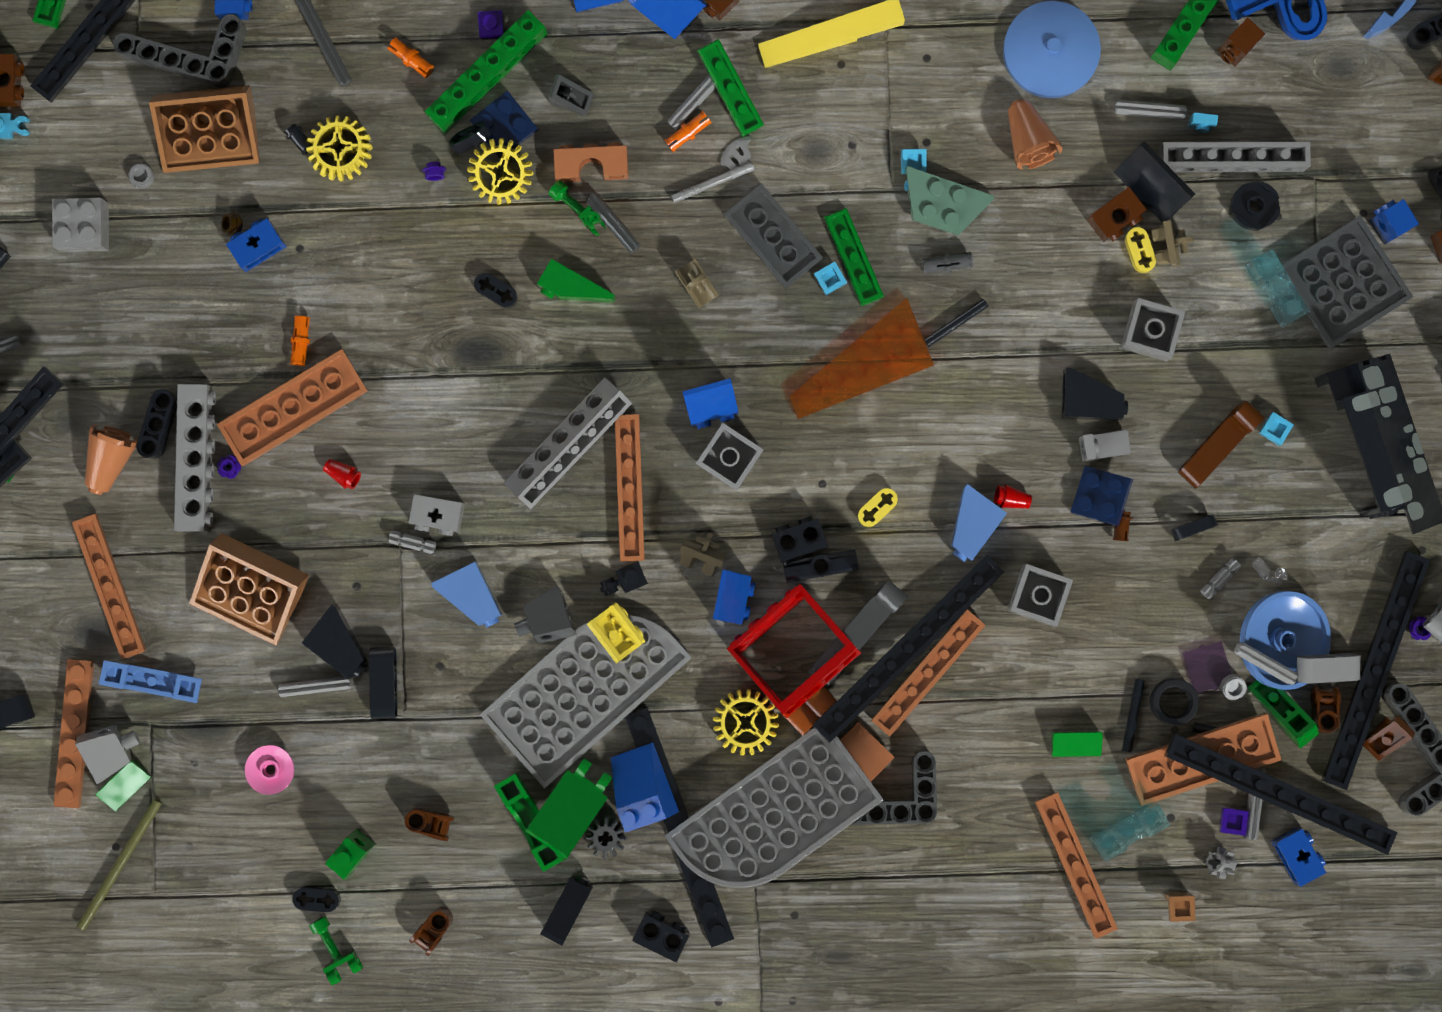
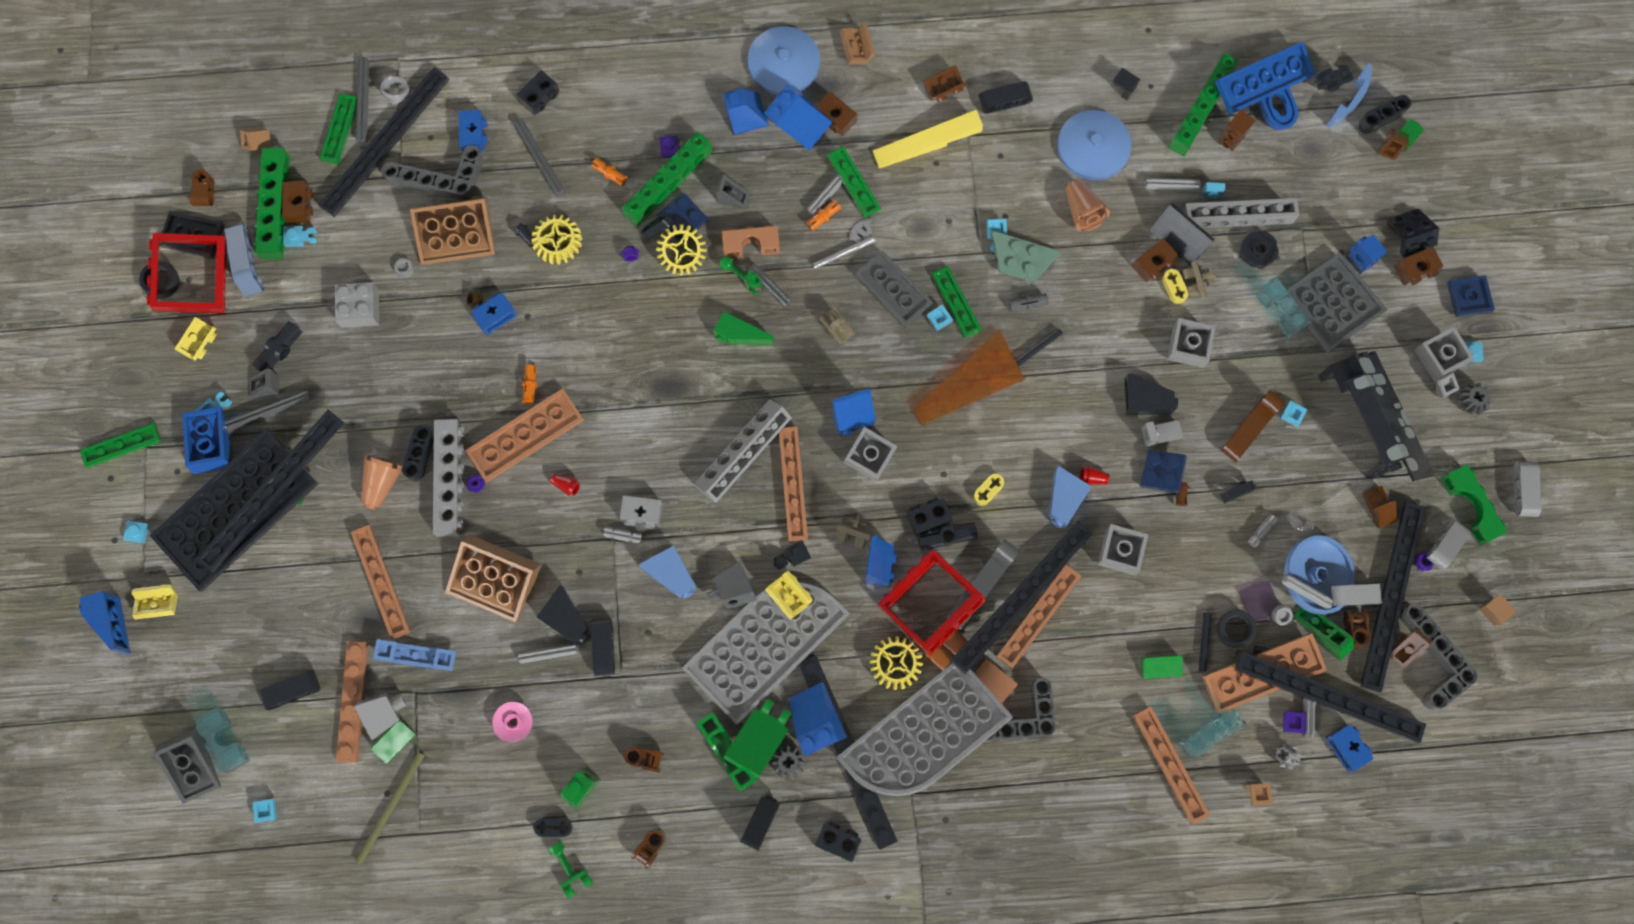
camera: 10 degrees left, 10 degrees down
(499, 286) = (678, 343): black beam -> none
(1373, 555) = (1382, 510): none -> reddish brown slope

